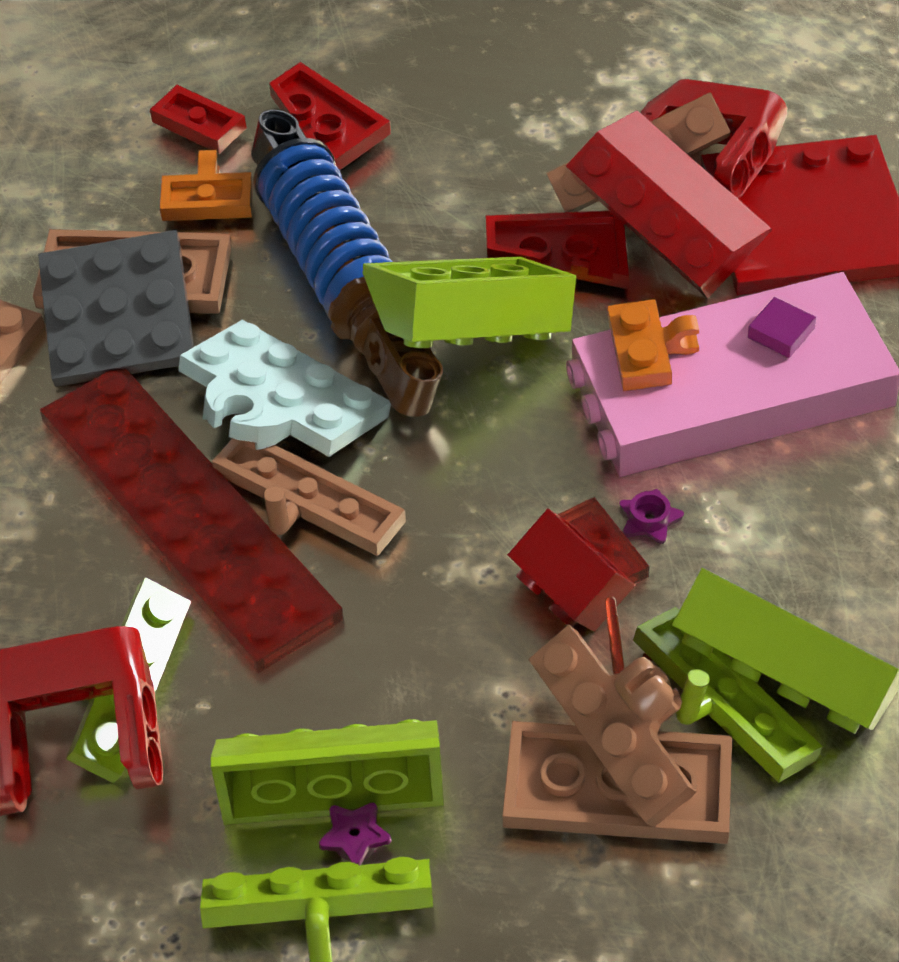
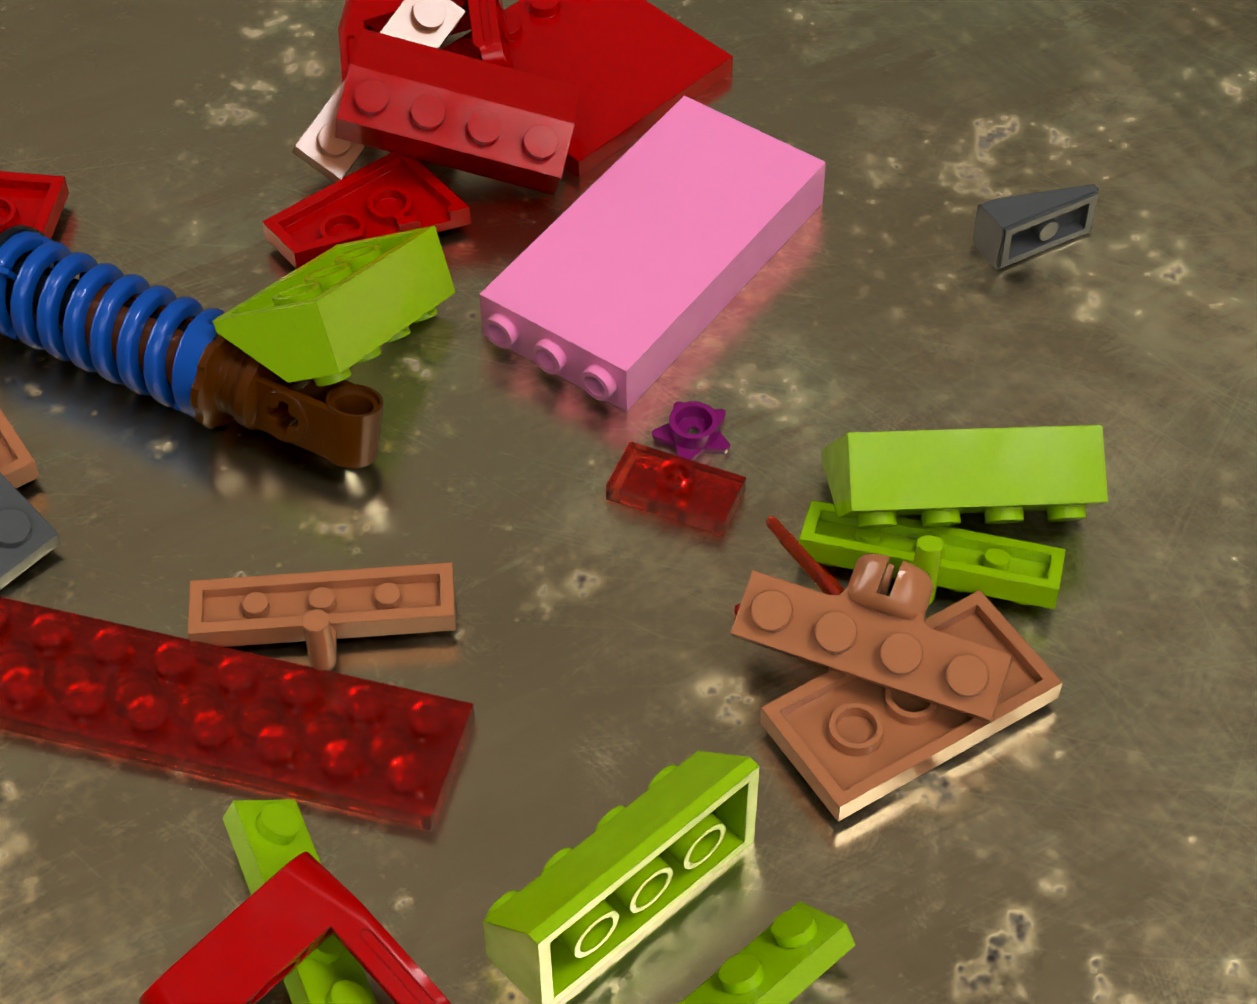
camera: 40 degrees left, 0 degrees up
(279, 392) = (193, 517): light aqua plate -> none
(358, 847) = (695, 945): magenta plate -> none
(569, 570) = (682, 524): red brick -> none
(644, 344) = (564, 260): orange plate -> none
(781, 327) = (681, 174): magenta tile -> none

